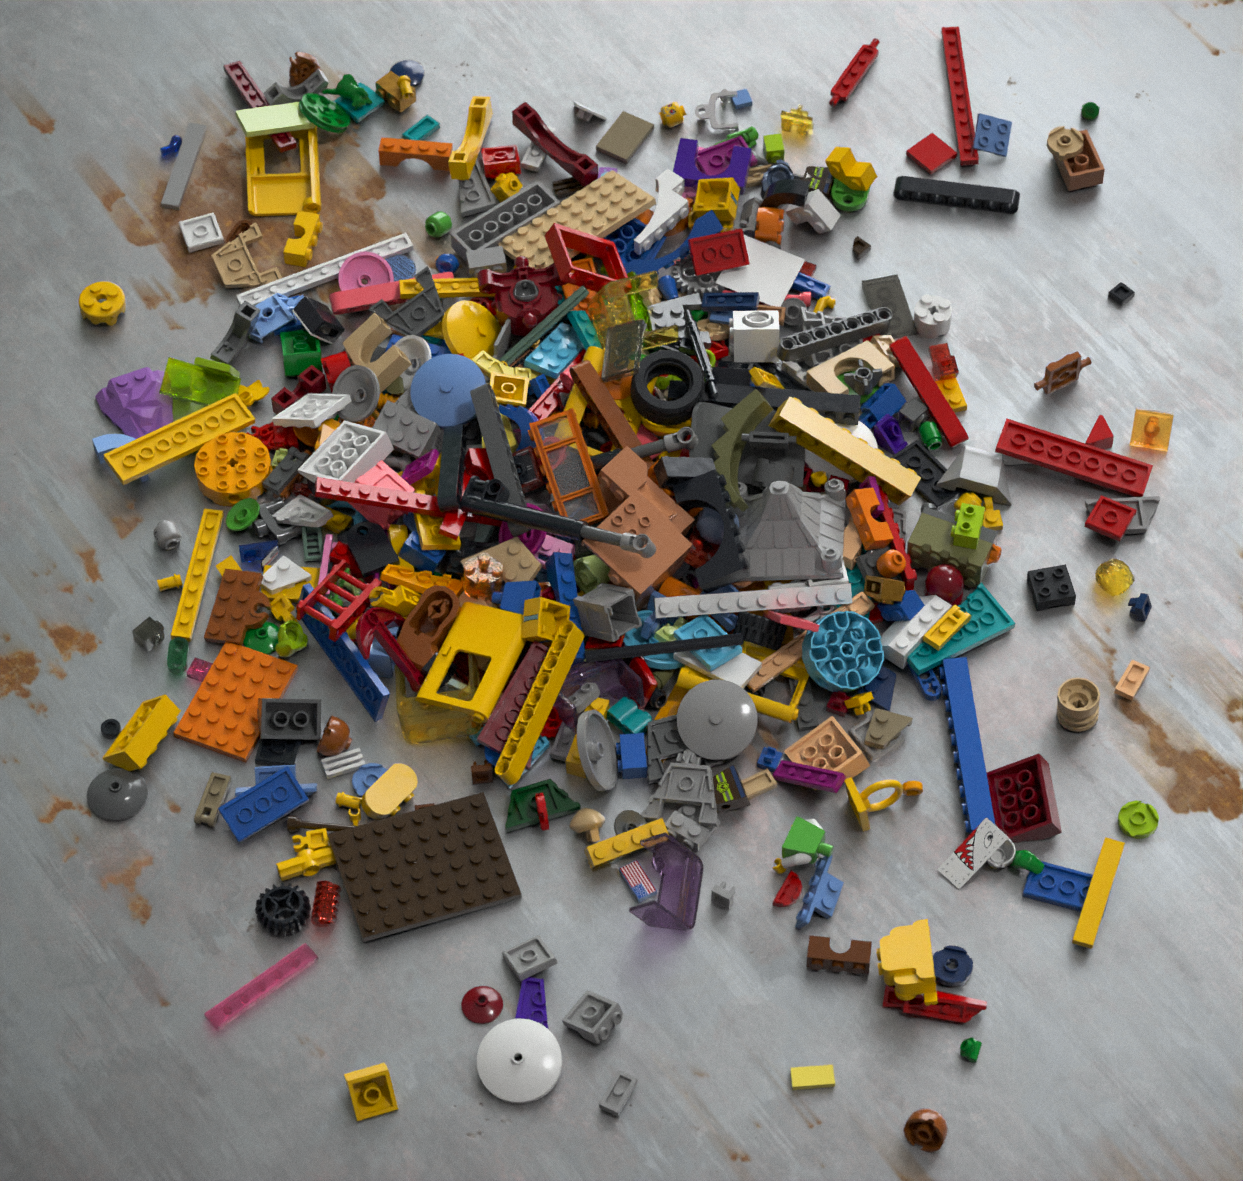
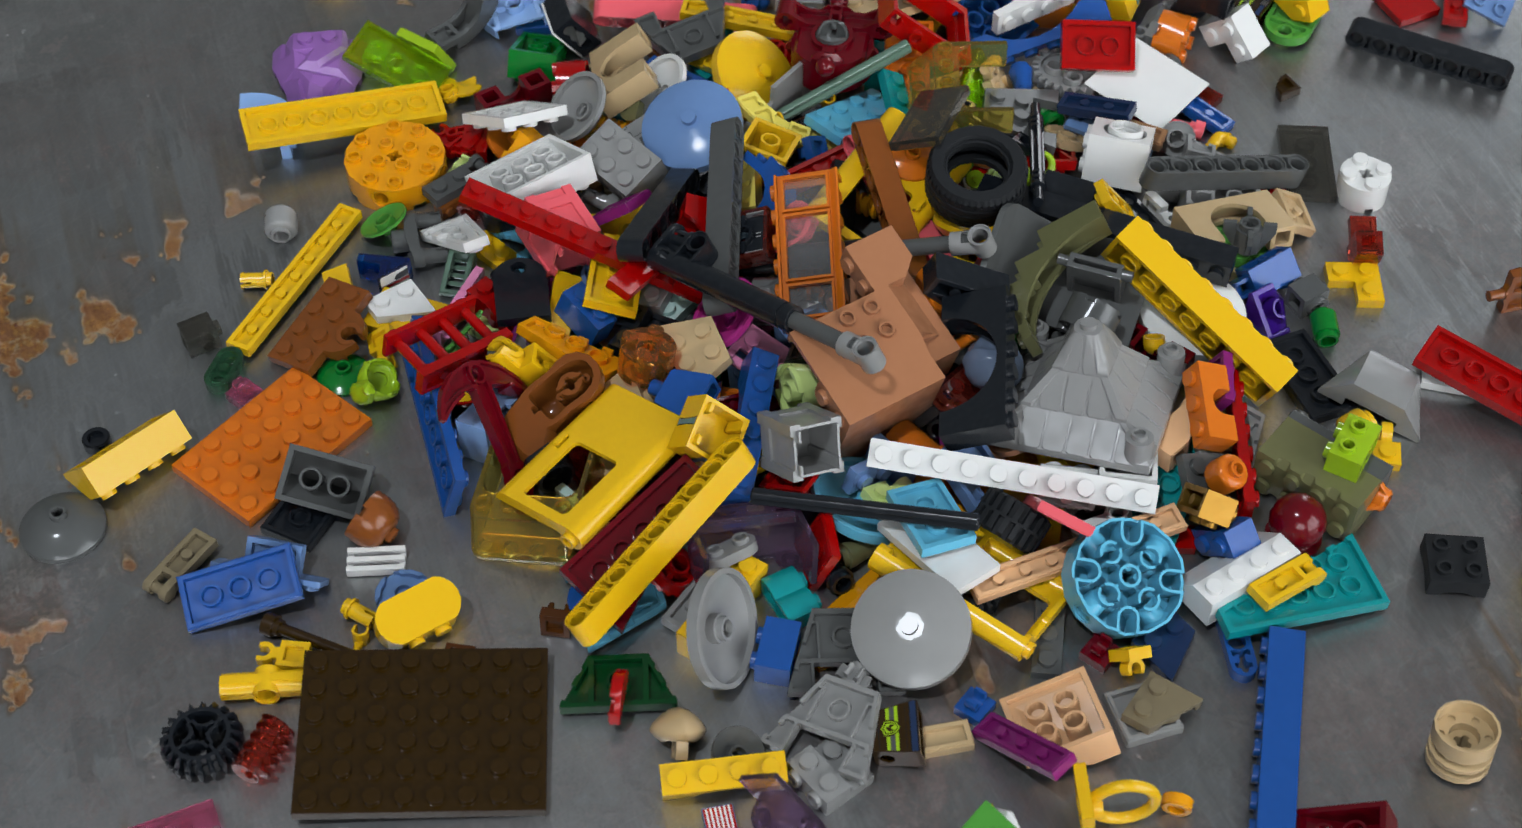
camera: 15 degrees right, 5 degrees down
(928, 392) = (1336, 271): red beam -> none

